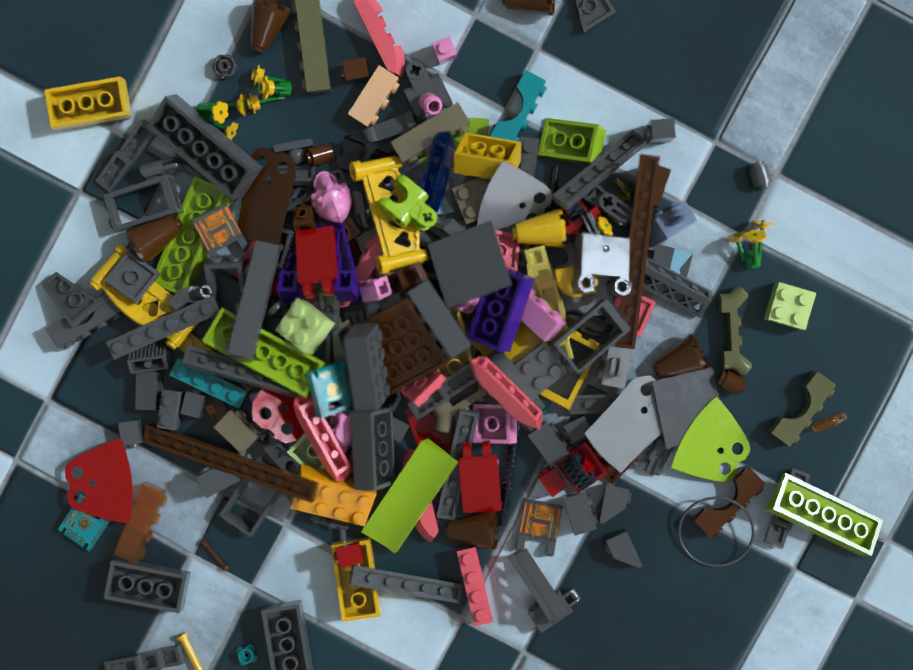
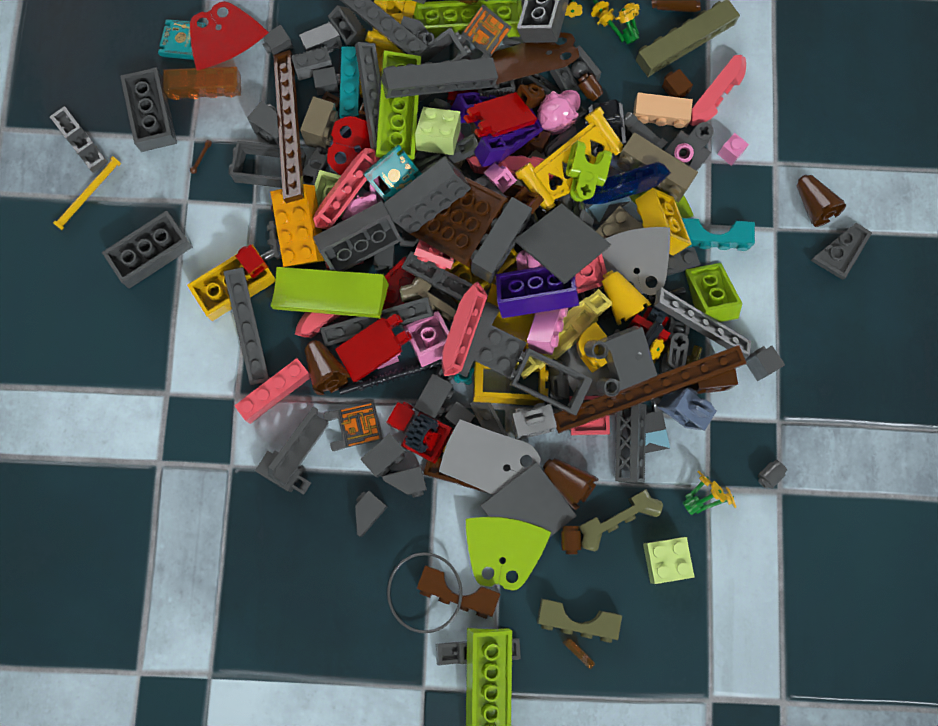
camera: 60 degrees right, 10 degrees down
(243, 660) = (123, 216): teal plate -> none
(653, 463) = (460, 503): dark grey piece -> none

